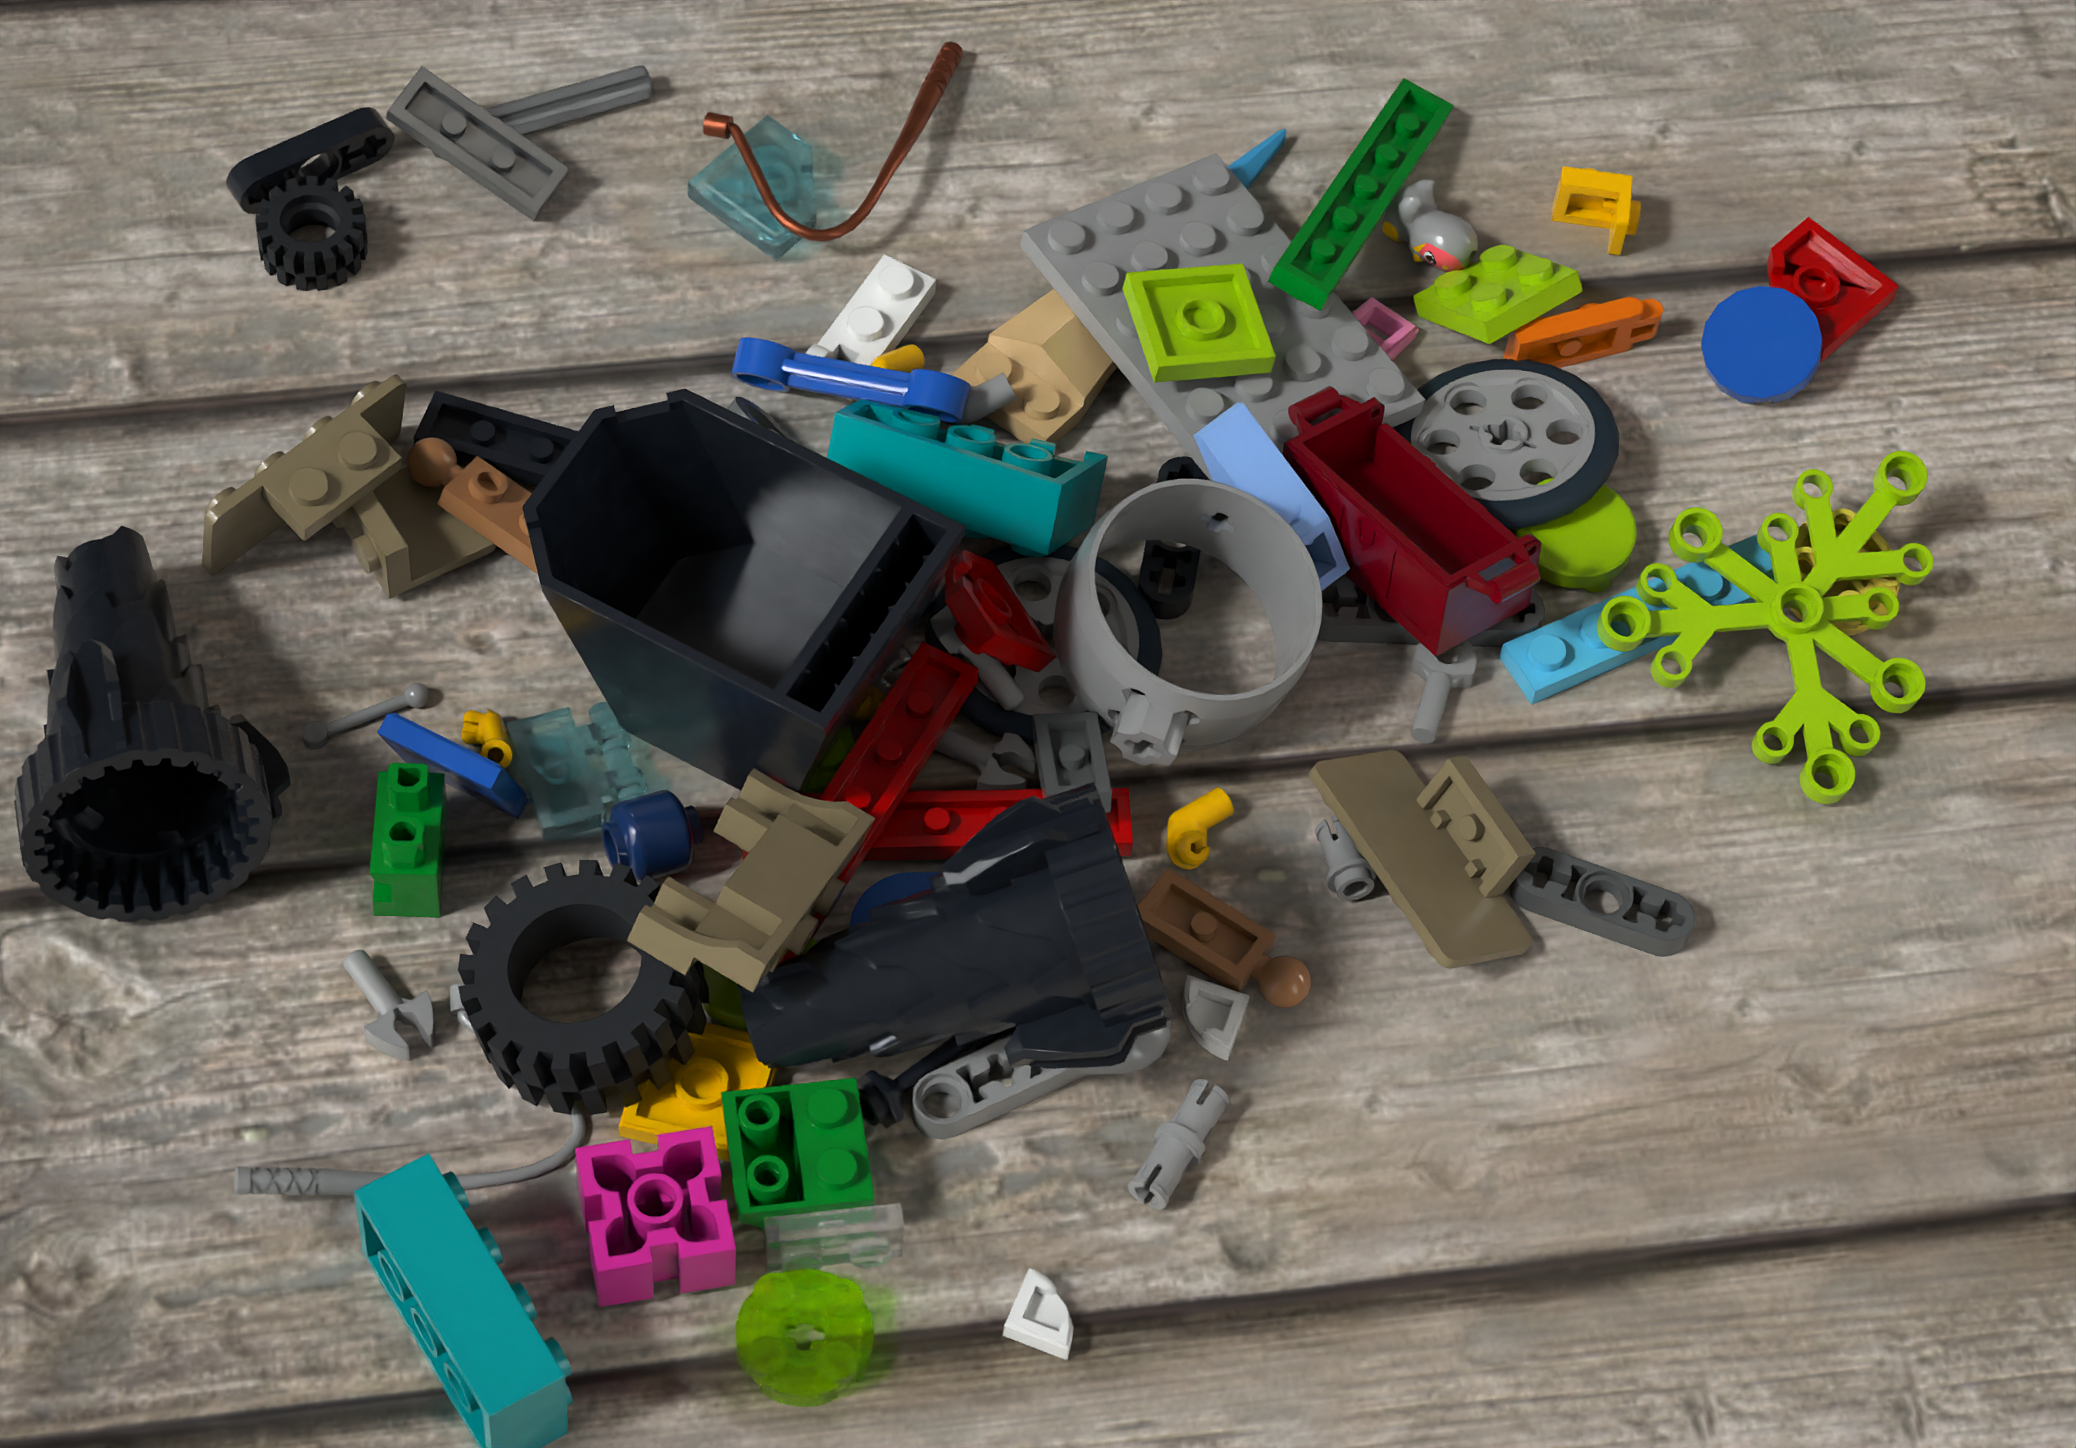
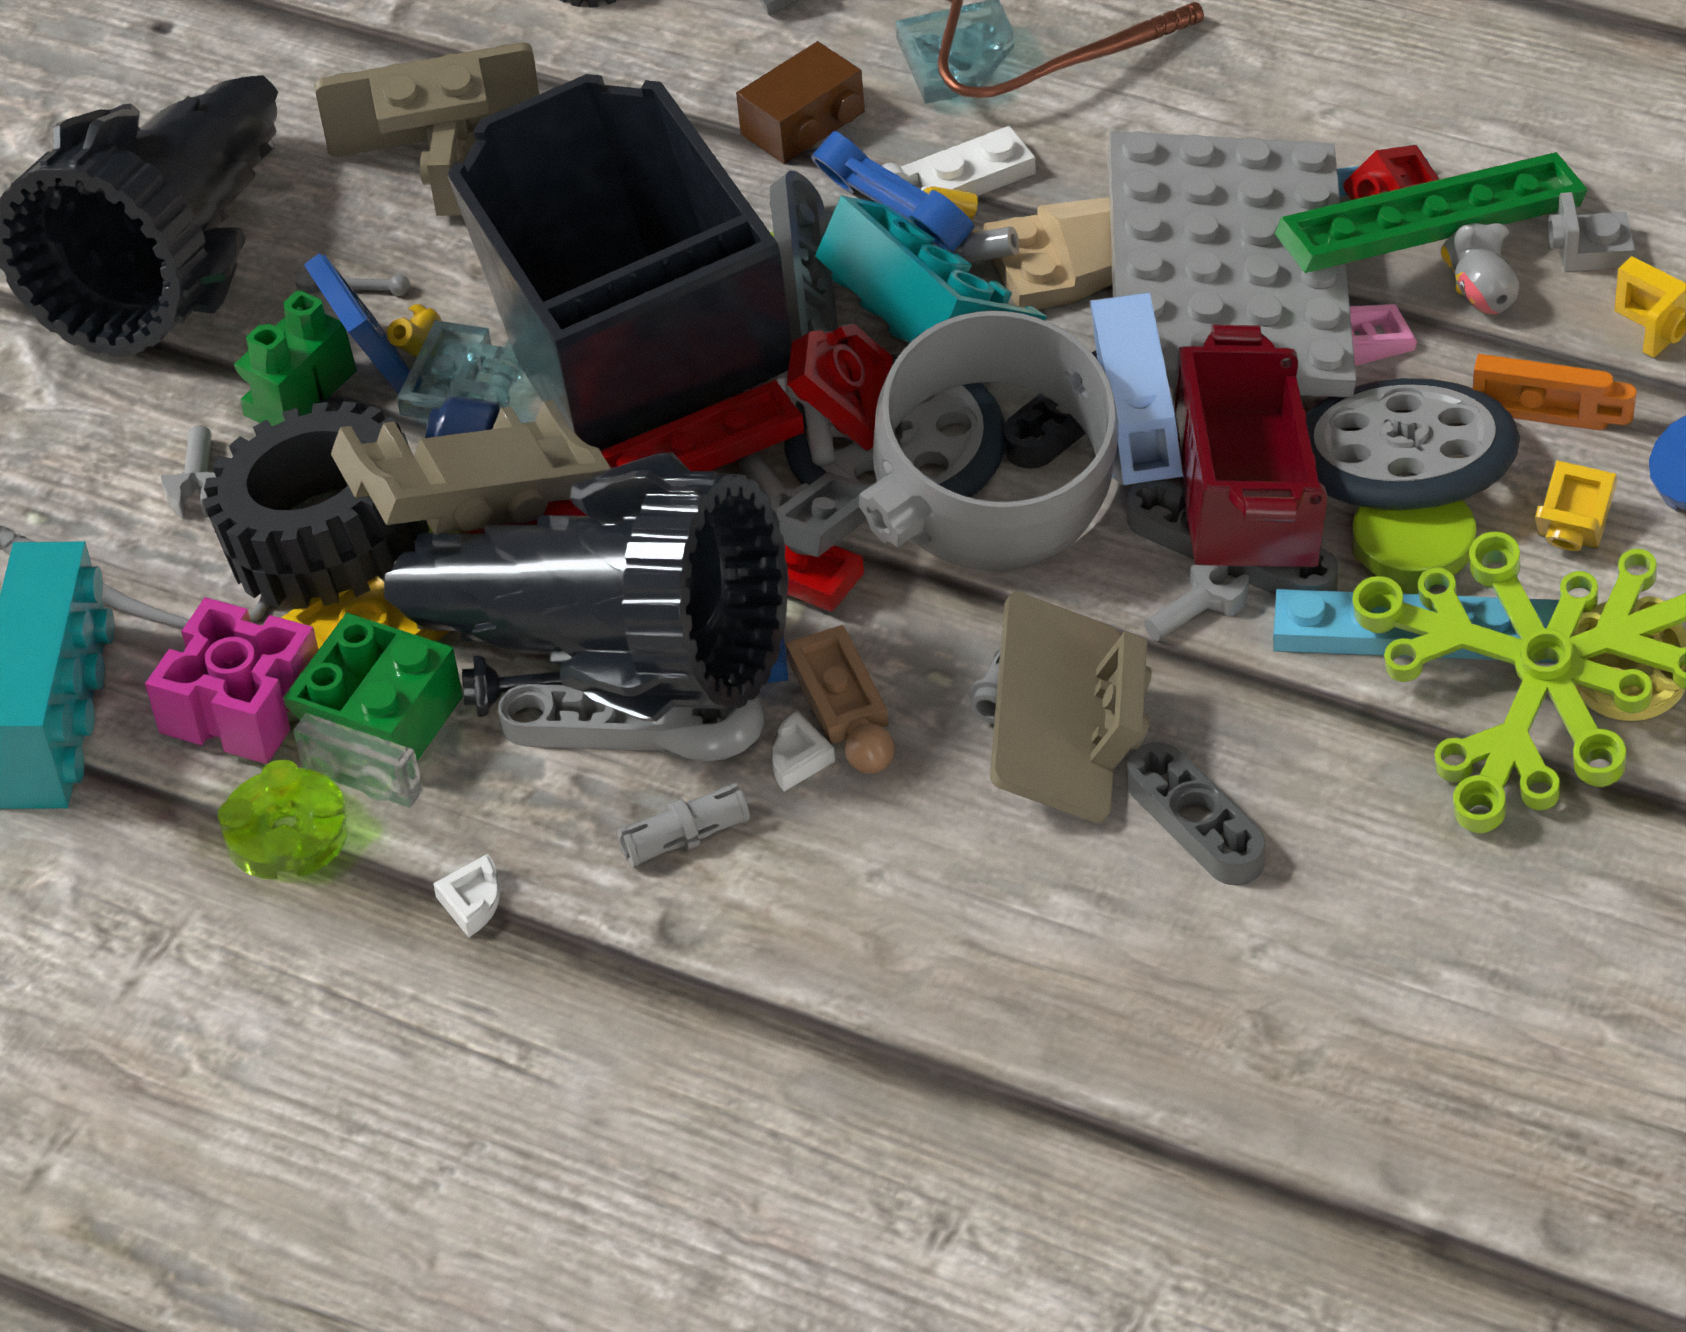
camera: 45 degrees right, 10 degrees down
(667, 313) = (800, 102): none -> reddish brown brick
(1188, 828) = (896, 611): yellow arm -> none
(1198, 322) = (1182, 236): lime plate -> none
(1286, 173) = (1389, 171): none -> red bracket
(1488, 154) = (1590, 239): none -> light grey bracket
(1497, 293) = (1514, 329): lime plate -> none
(1686, 442) = (1576, 506): none -> yellow bracket

